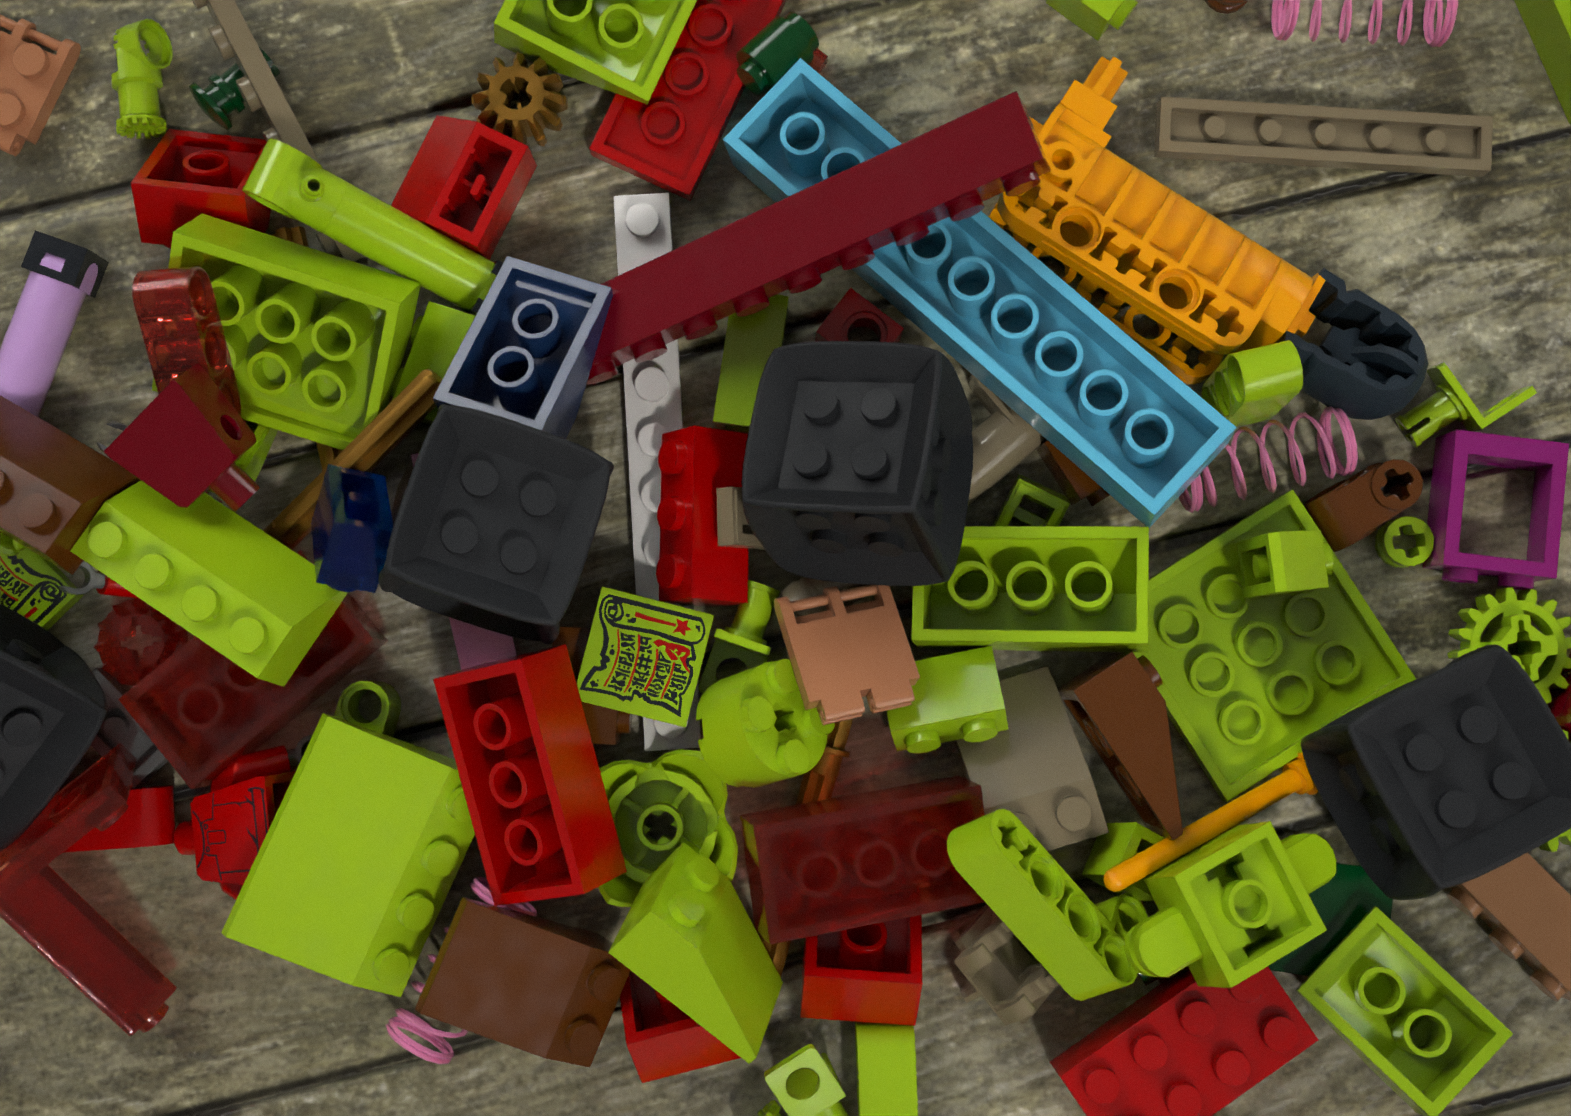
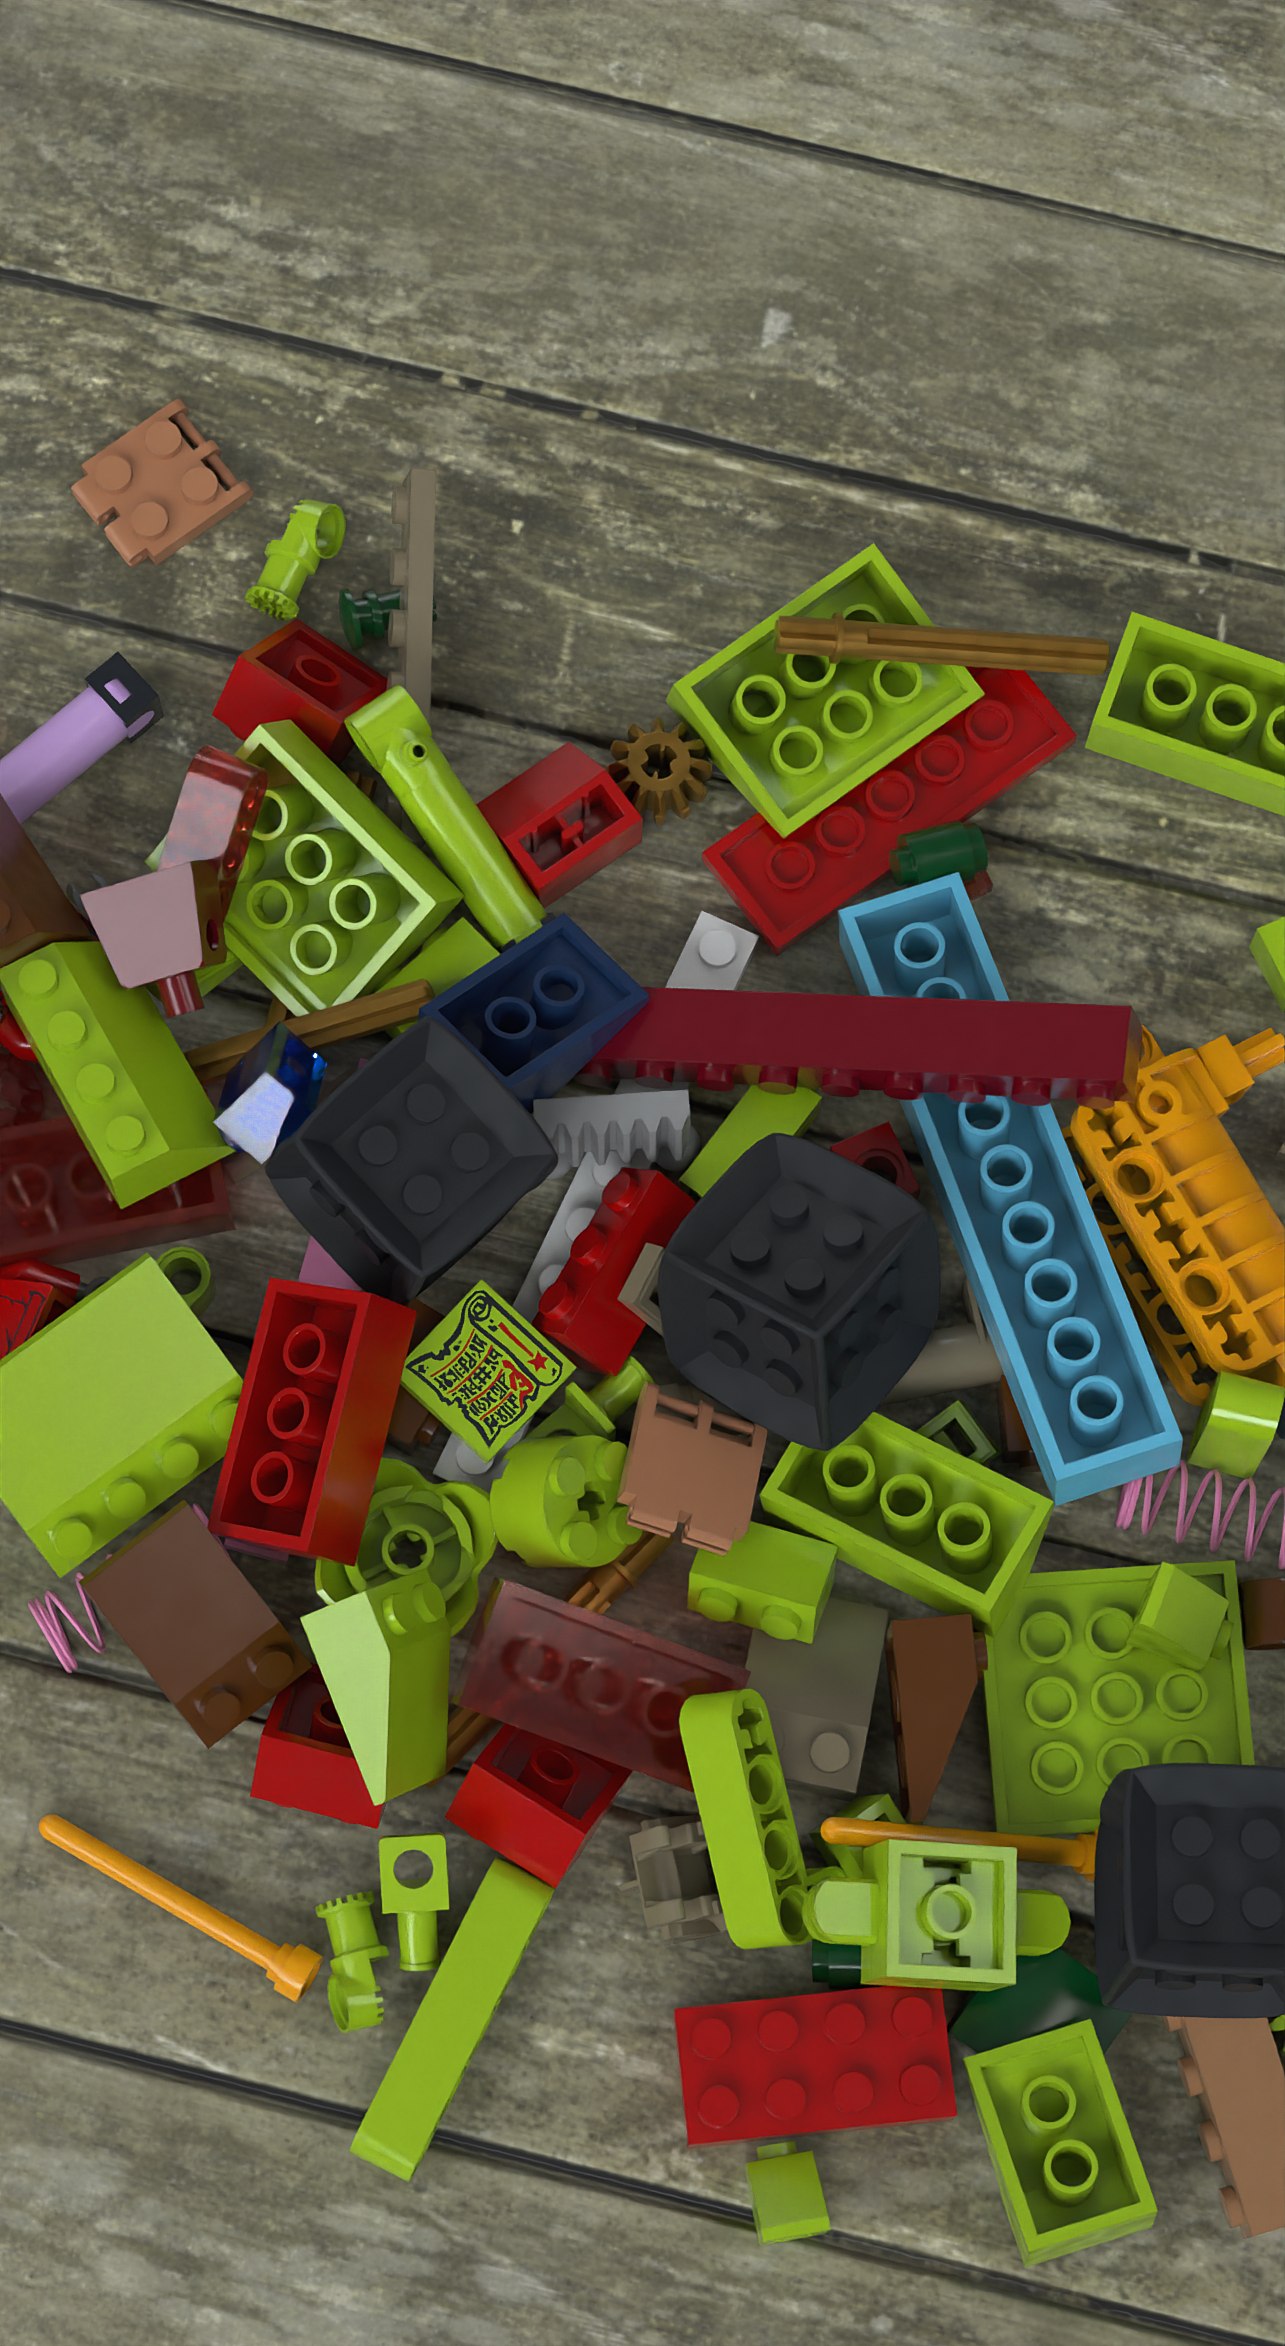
camera: 30 degrees right, 10 degrees down
(645, 400) = (621, 1123): none -> light grey gear

